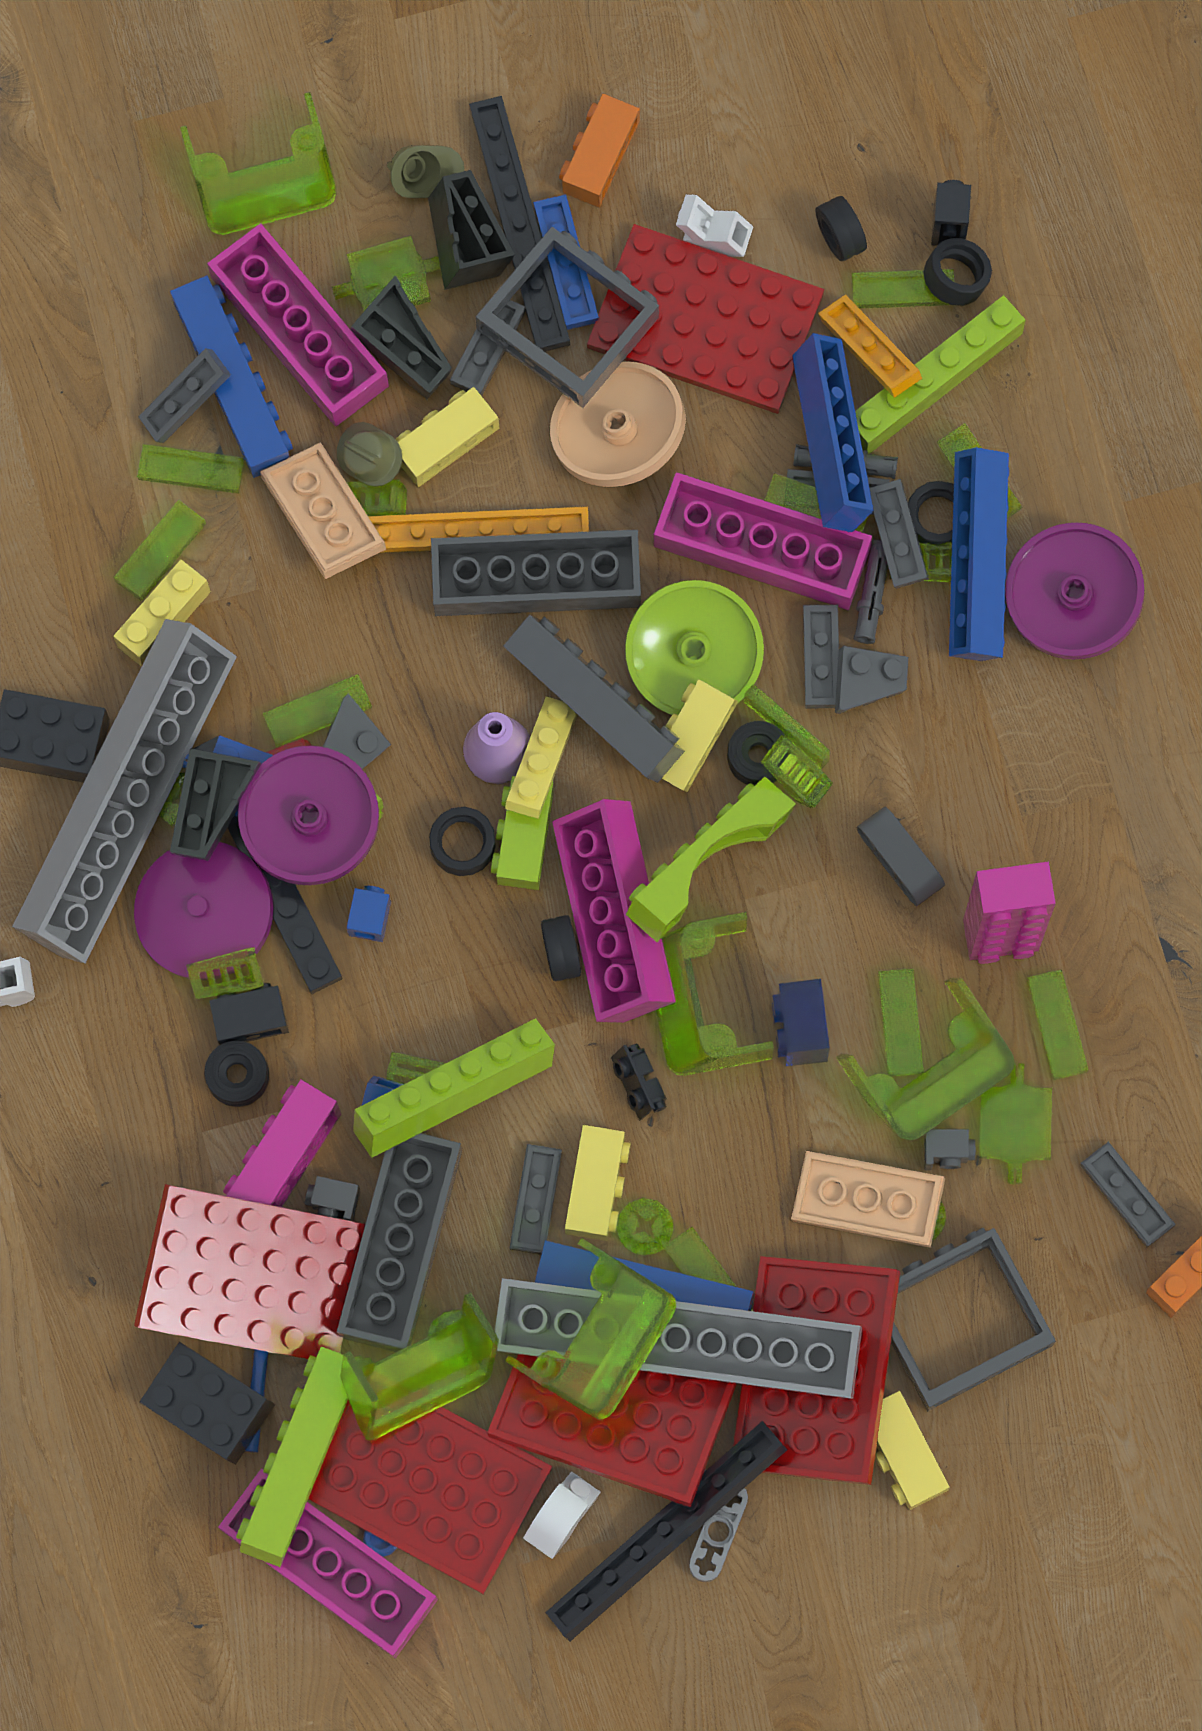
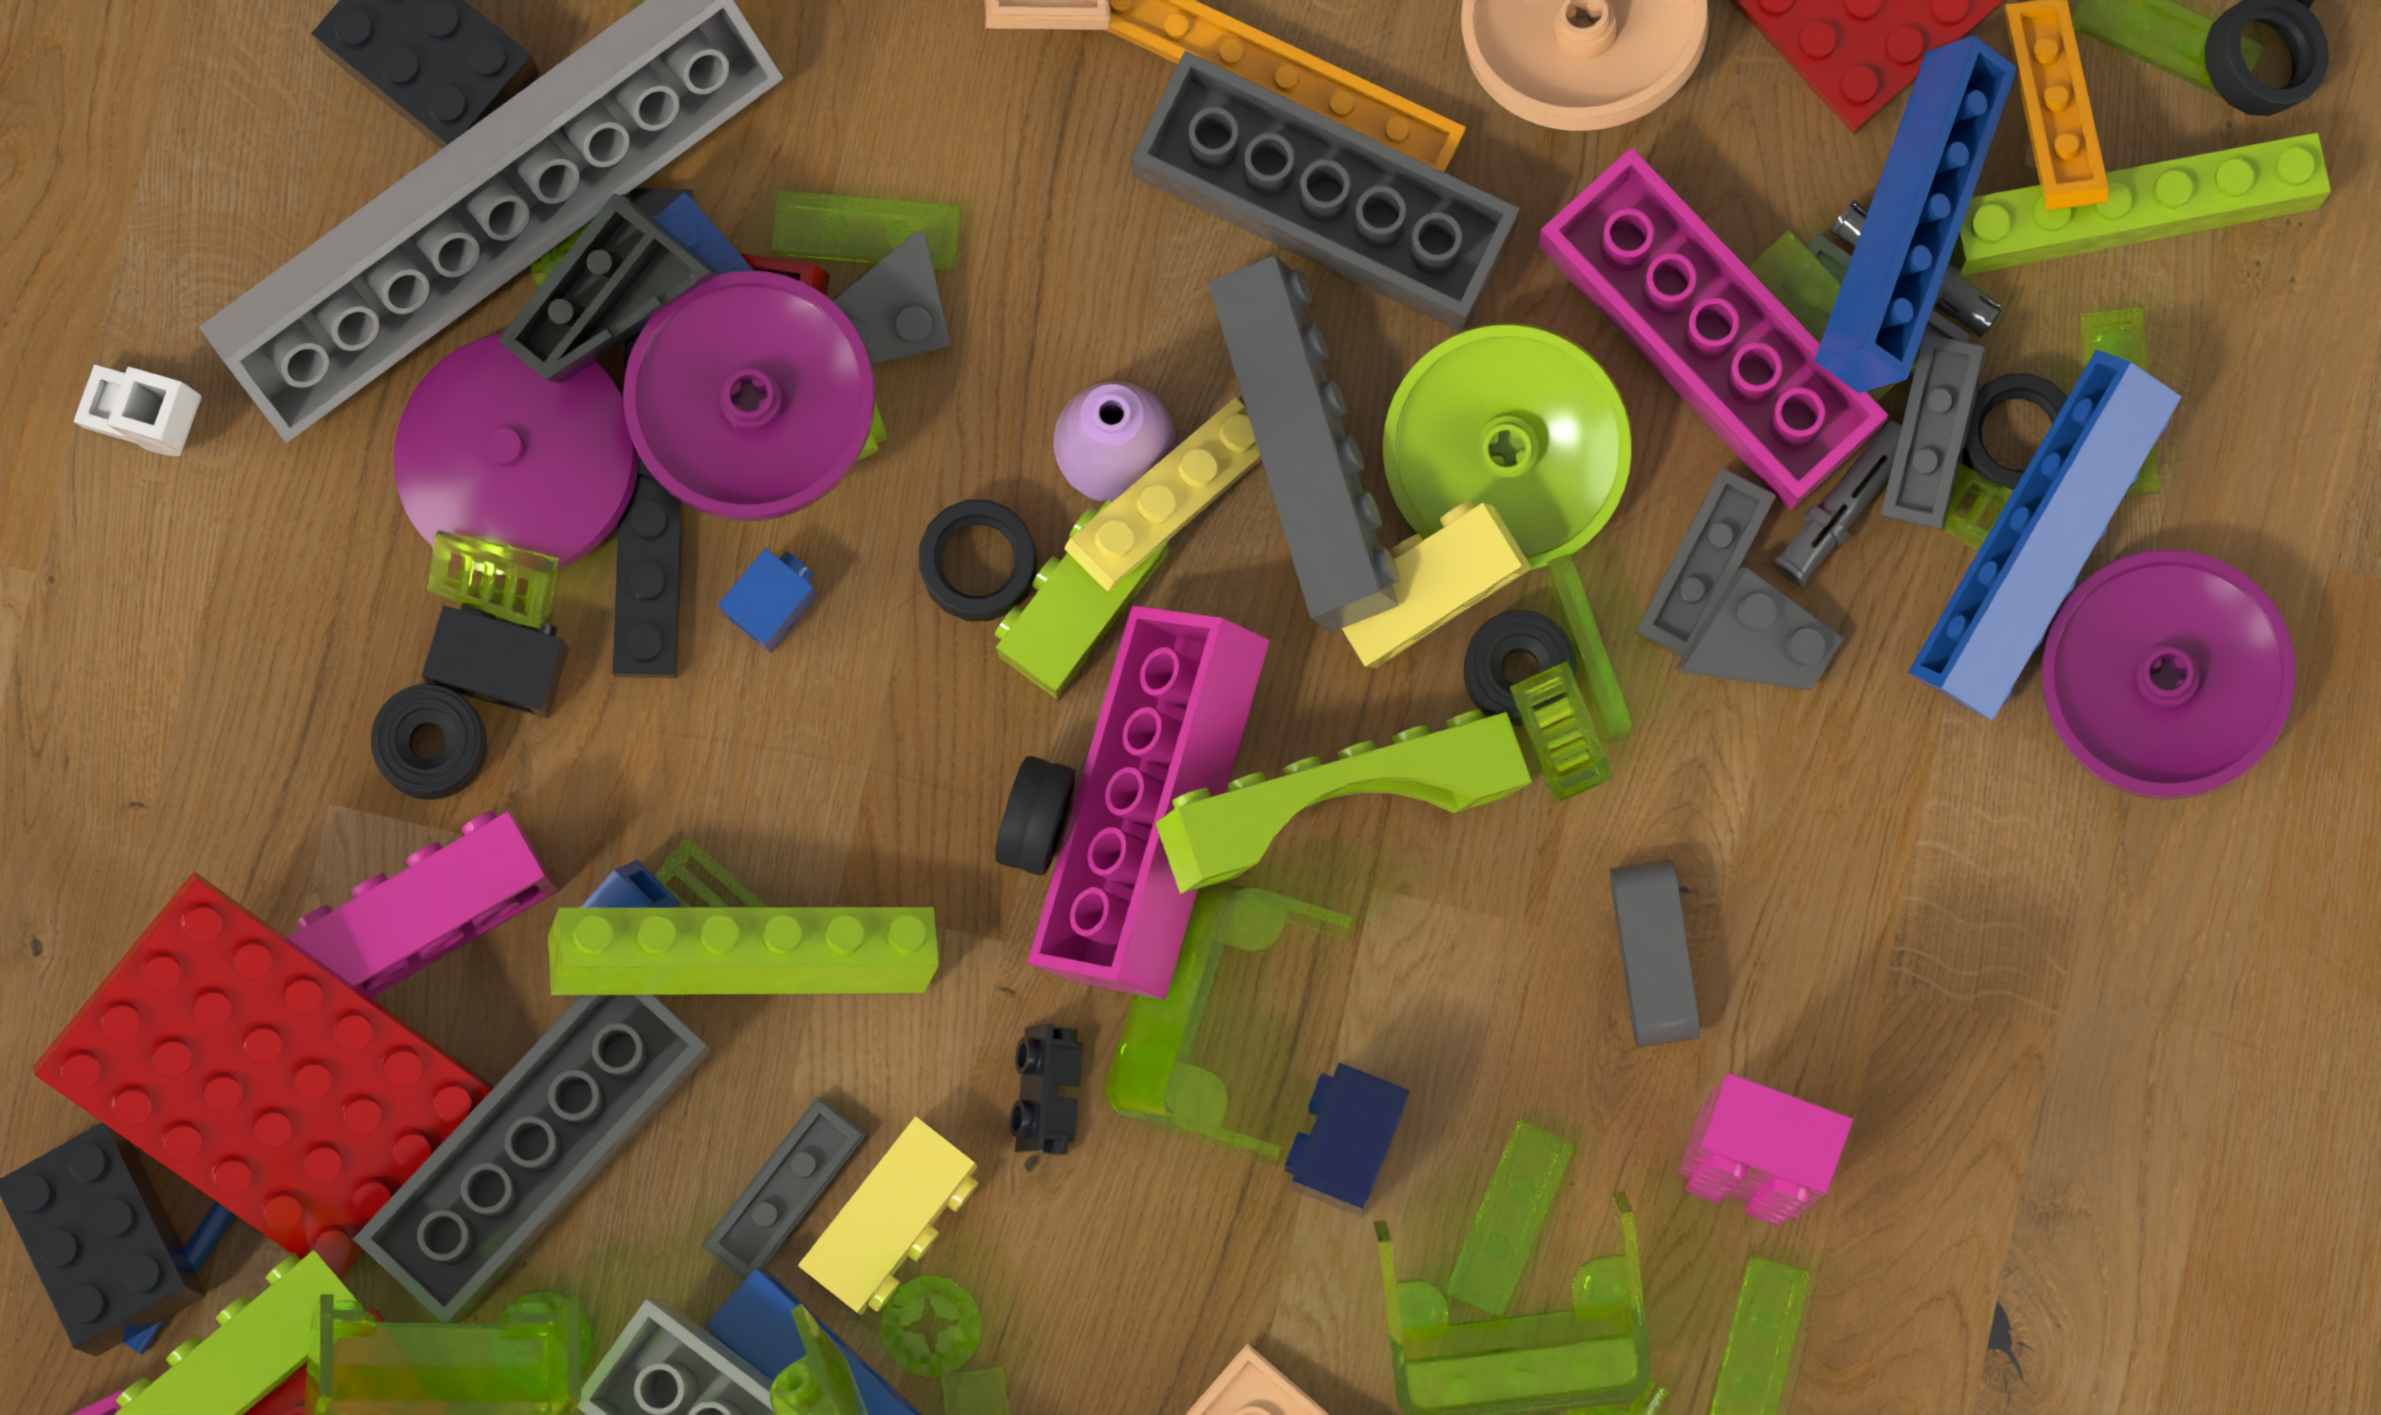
camera: 30 degrees right, 5 degrees up
(333, 1198) = (469, 1021): dark grey brick -> none

